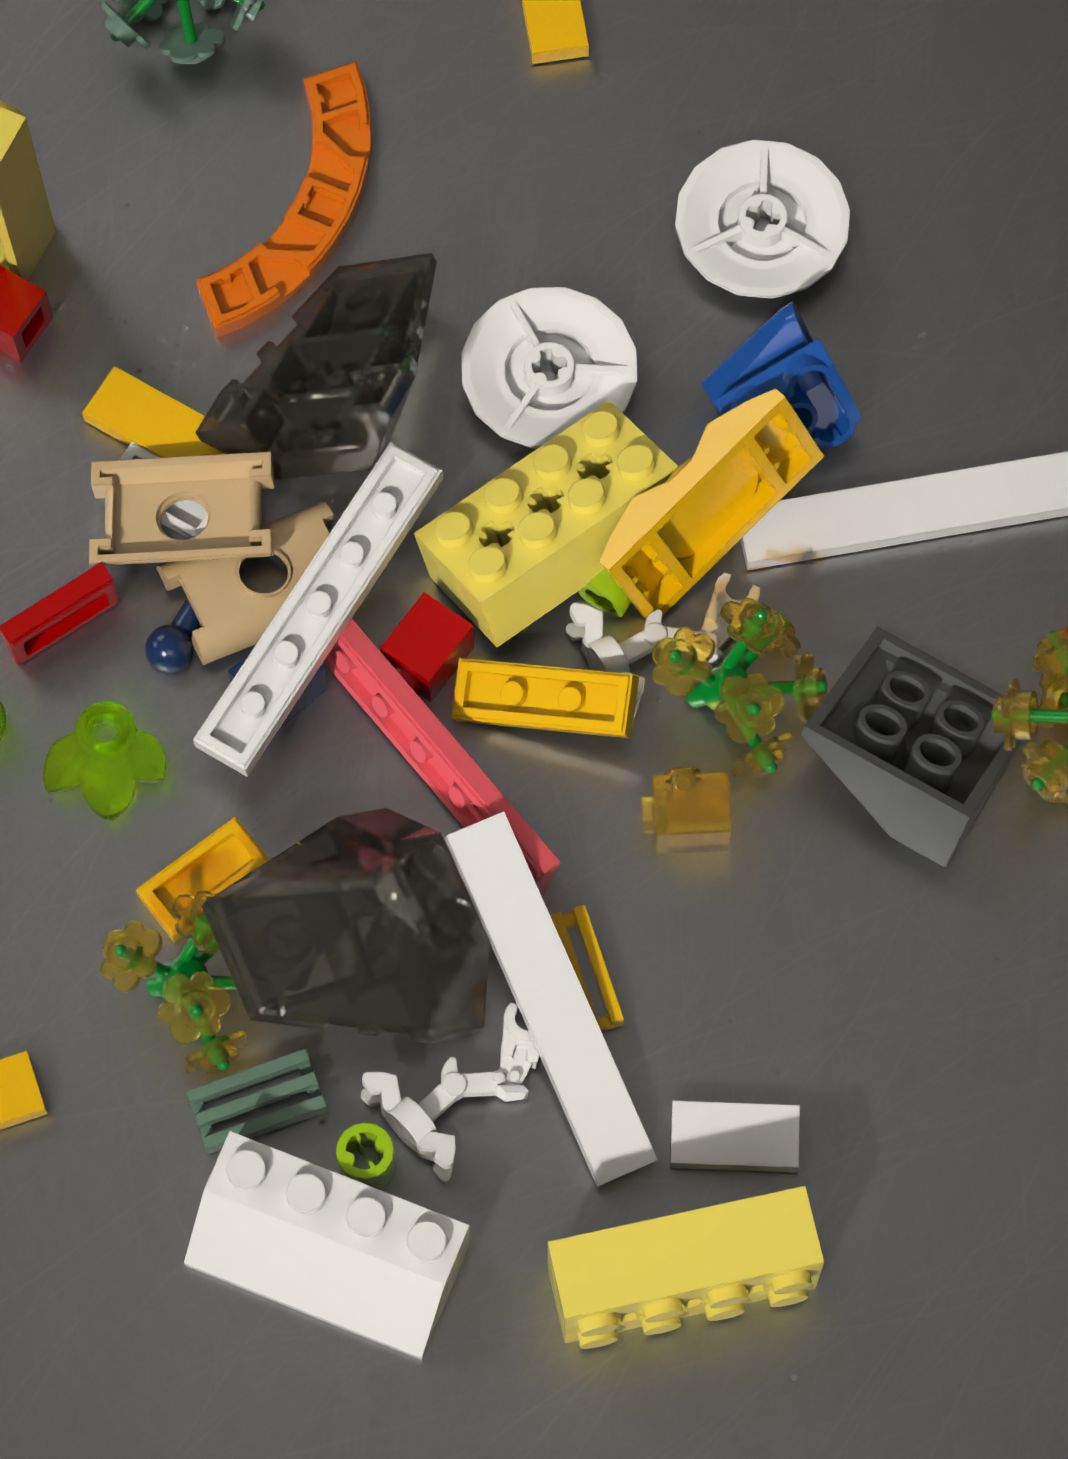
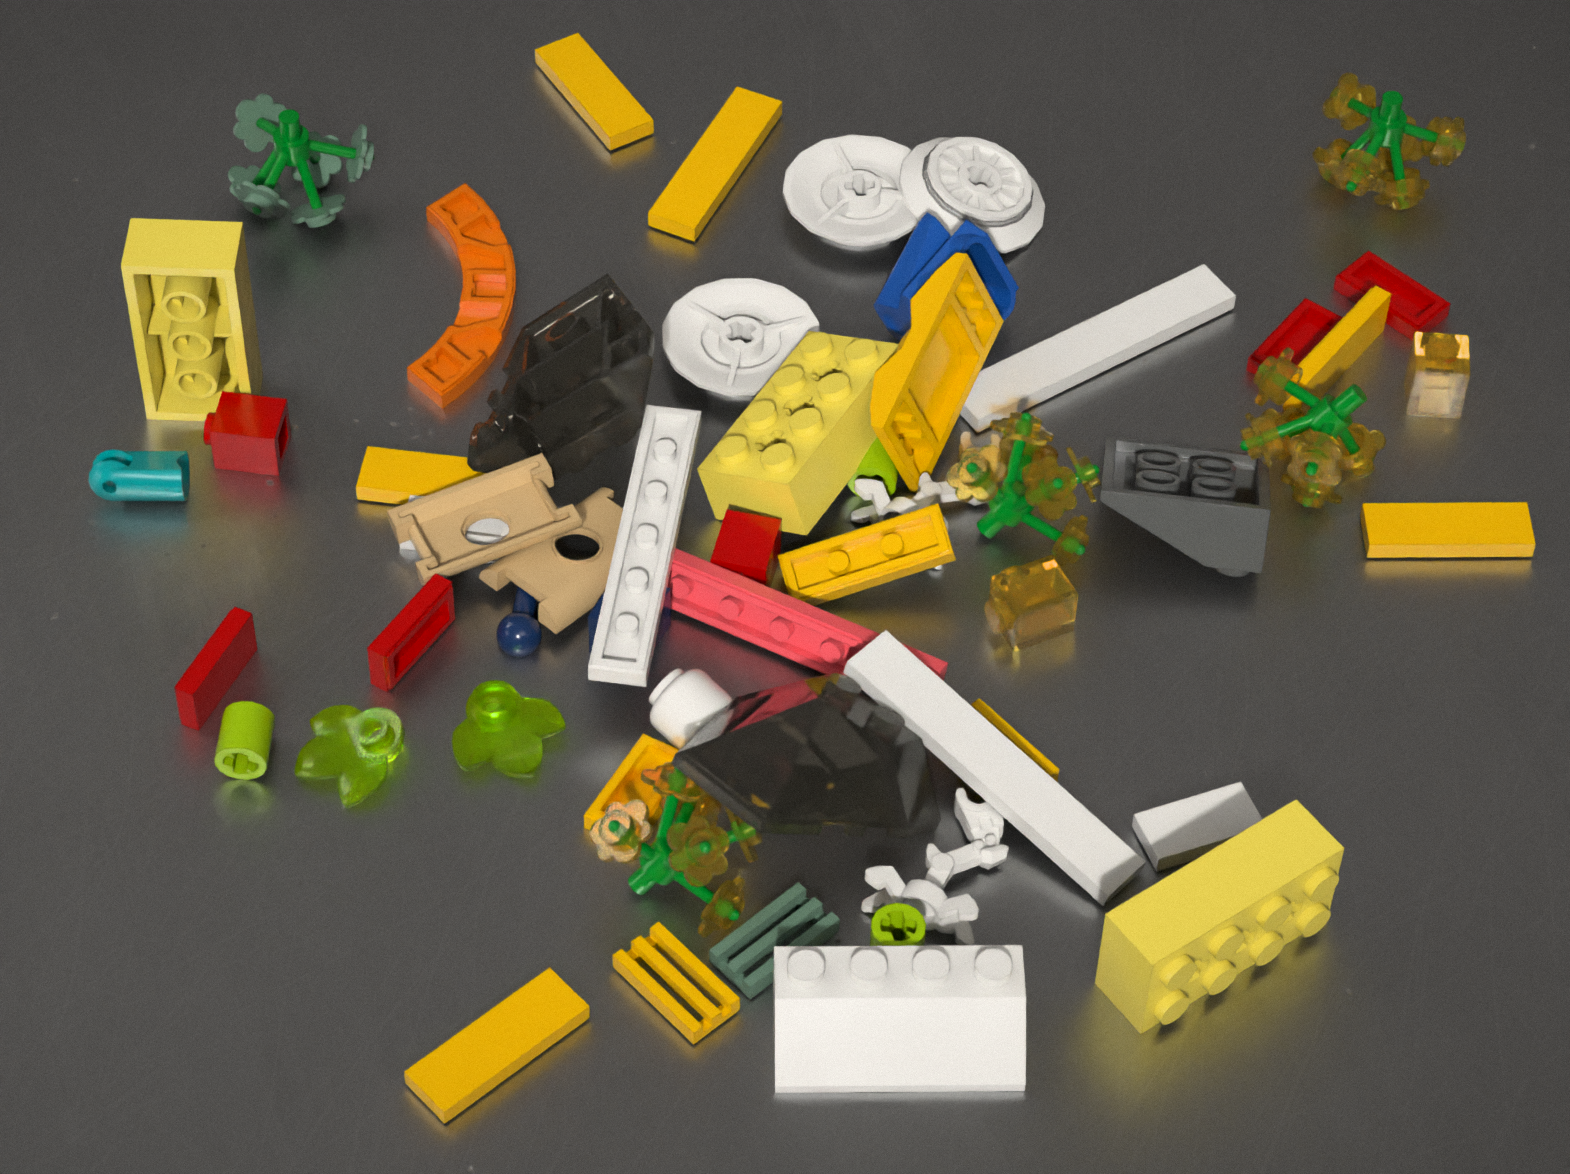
camera: 25 degrees left, 20 degrees down
(125, 1062) = (717, 991): none -> yellow tile
(287, 808) = (685, 704): none -> white head
(632, 123) = (715, 164): none -> yellow tile
(876, 304) = (975, 183): none -> white piece

